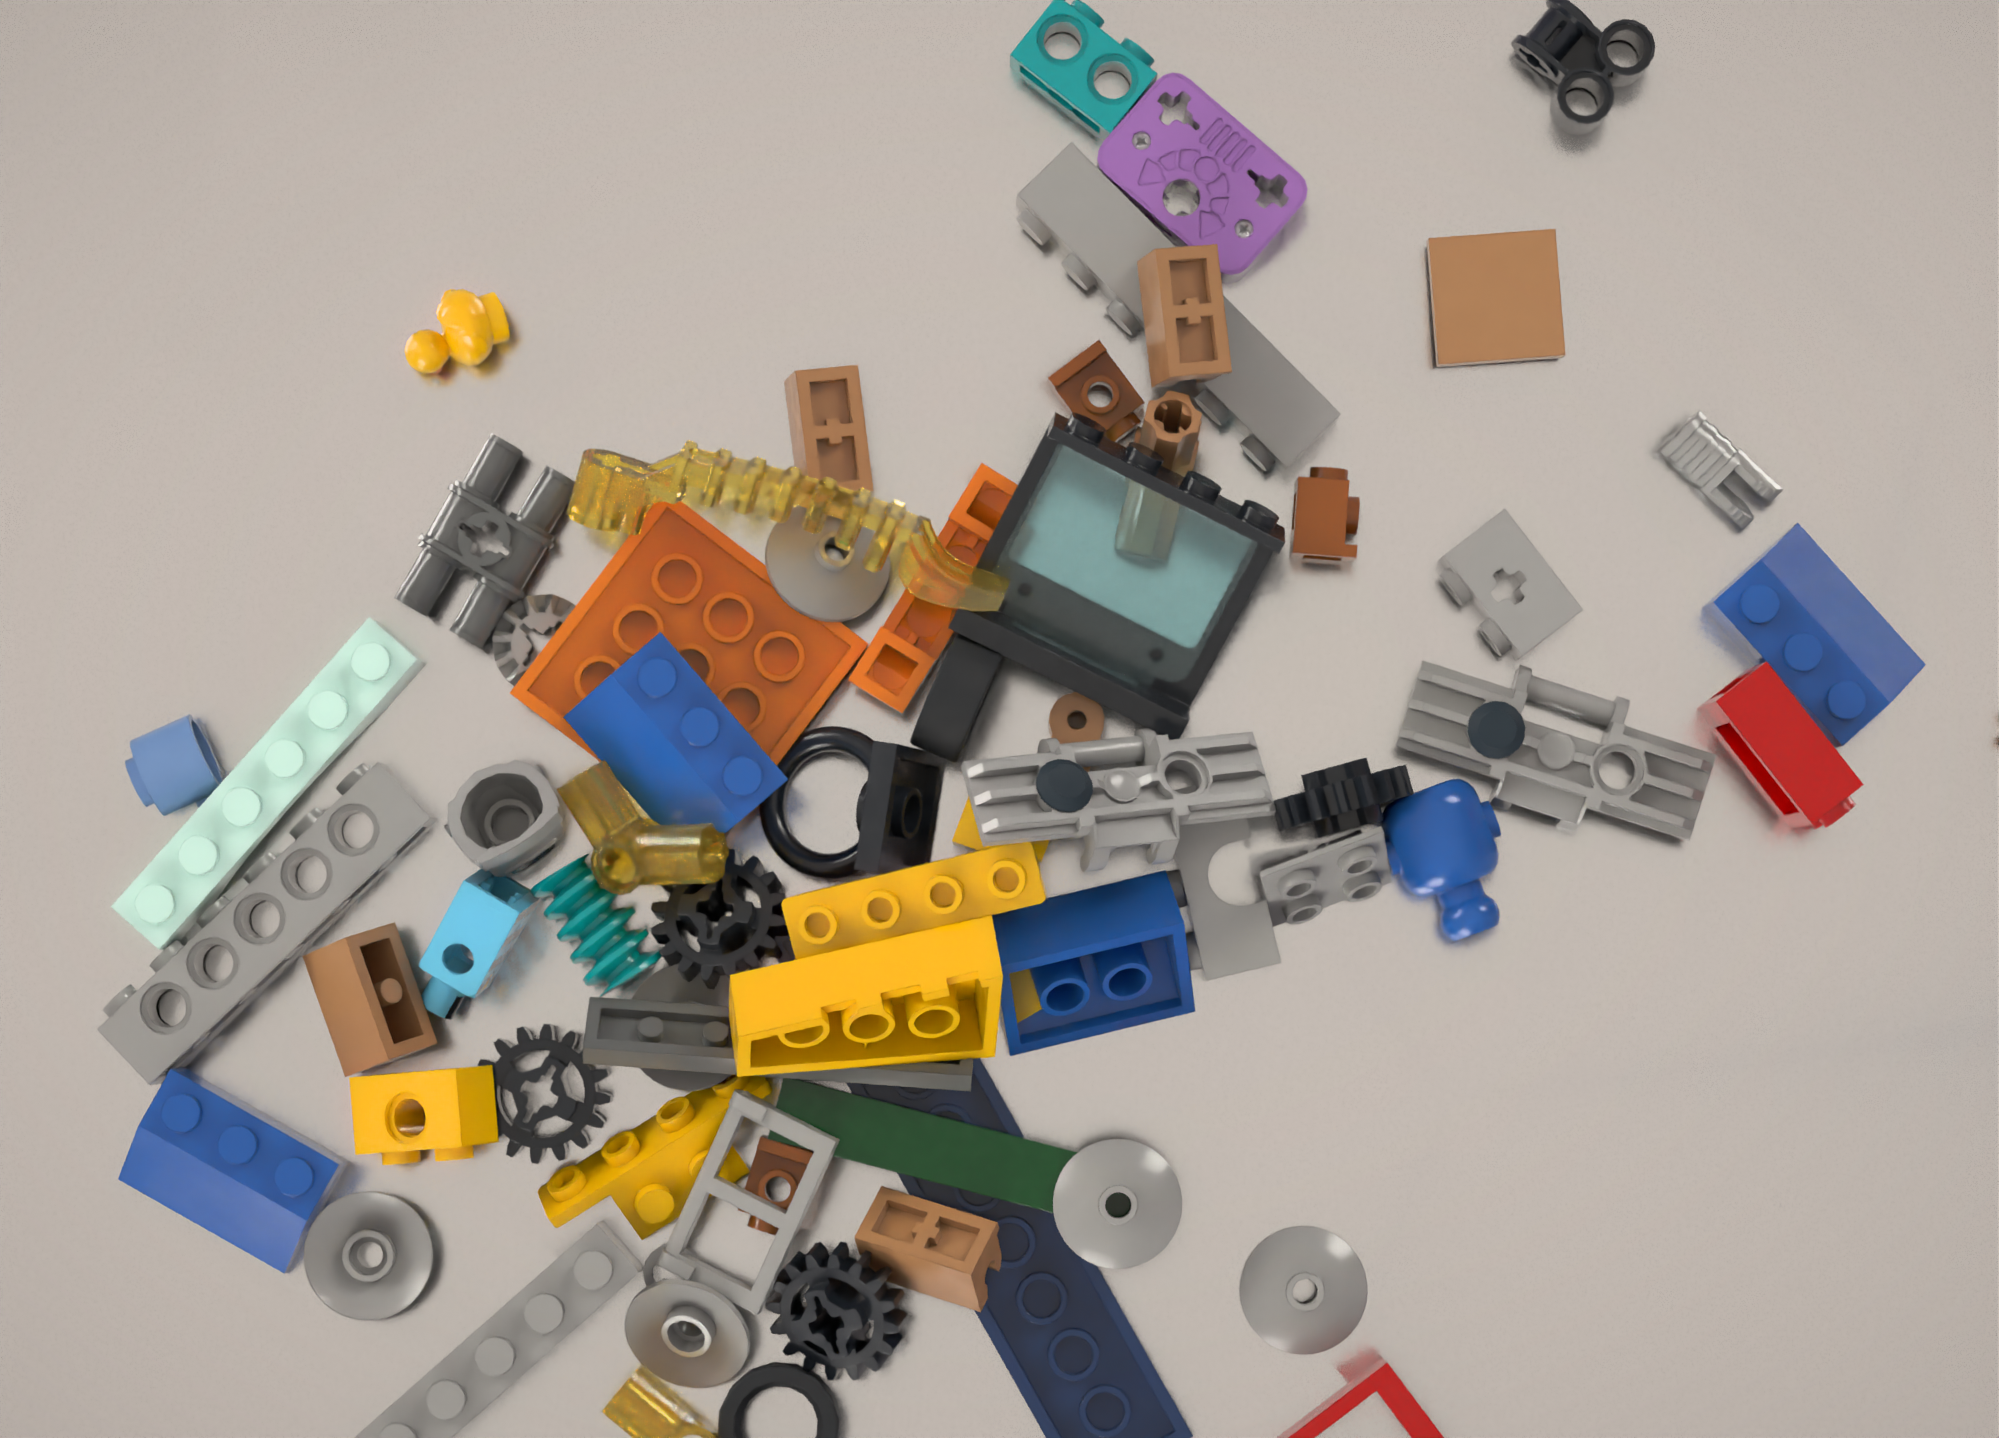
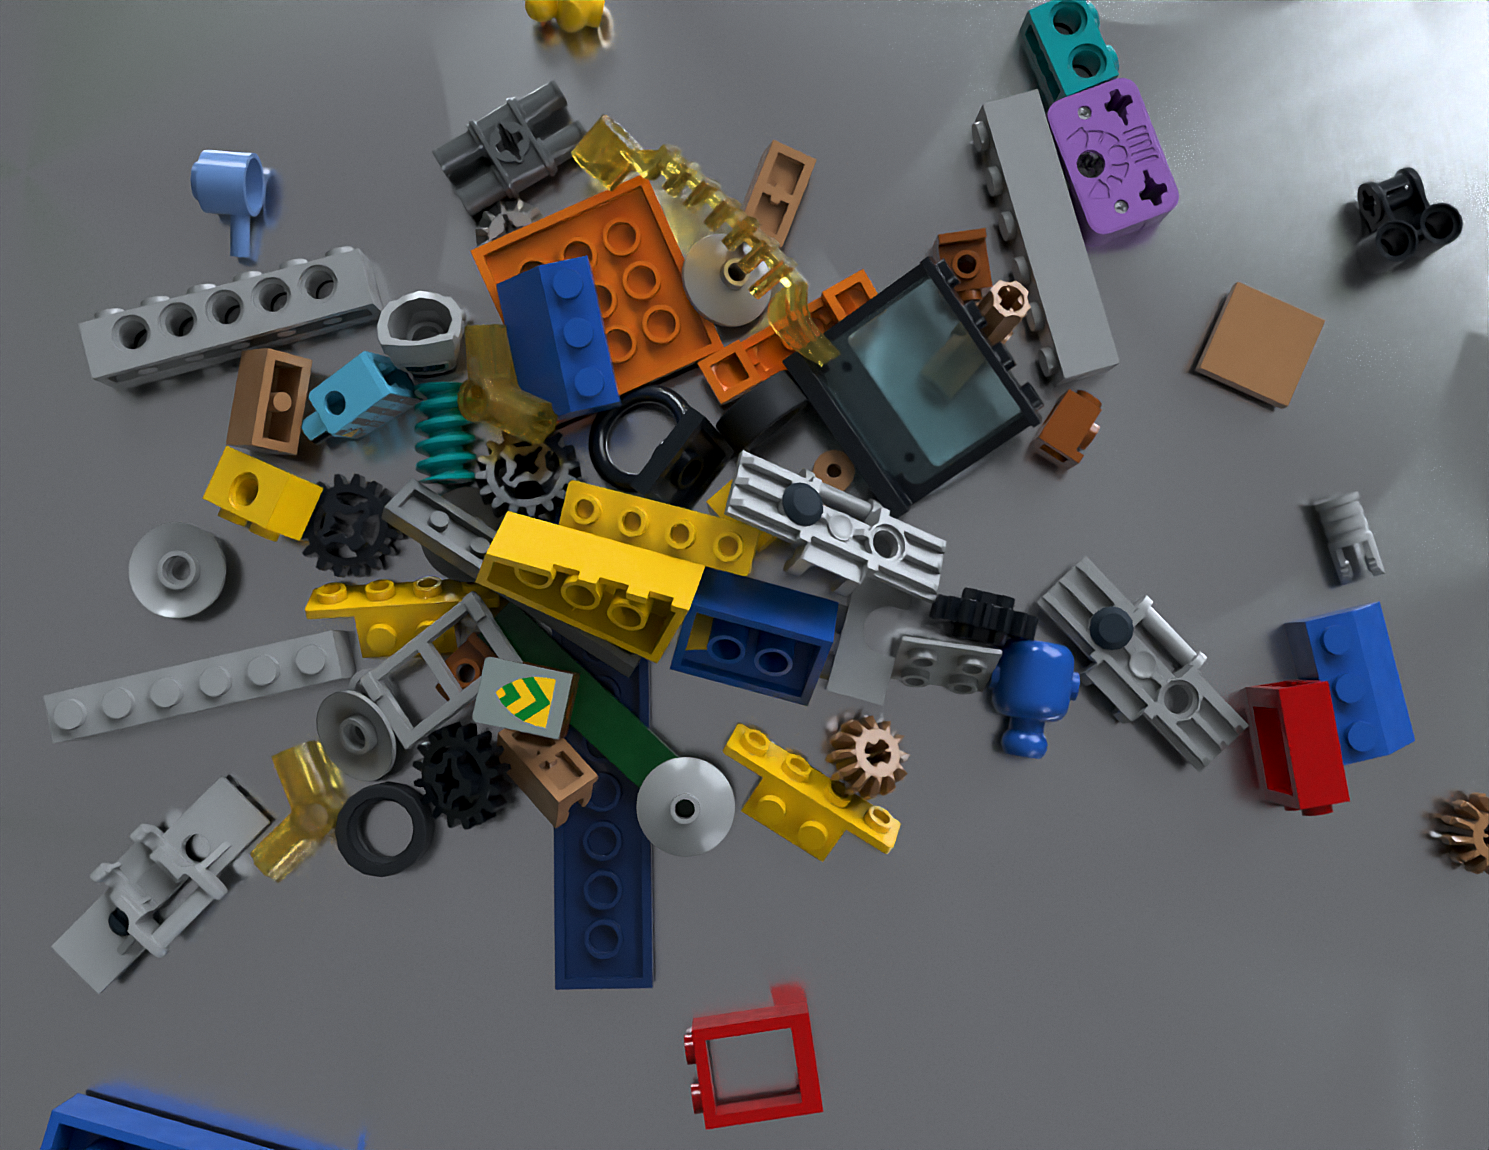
camera: 30 degrees right, 0 degrees up
(231, 1168) = (122, 461): blue slope -> none
(266, 782) = (347, 201): light aqua arch -> none
(868, 1176) = (526, 697): none -> piece
(1184, 314) = (1054, 236): medium nougat hinge -> none
(1251, 1125) = (803, 801): none -> yellow bracket
(1295, 1256) = (773, 904): light grey dish -> none
(1302, 1012) = (880, 749): none -> medium nougat gear
(1506, 551) = (1174, 513): light grey brick -> none

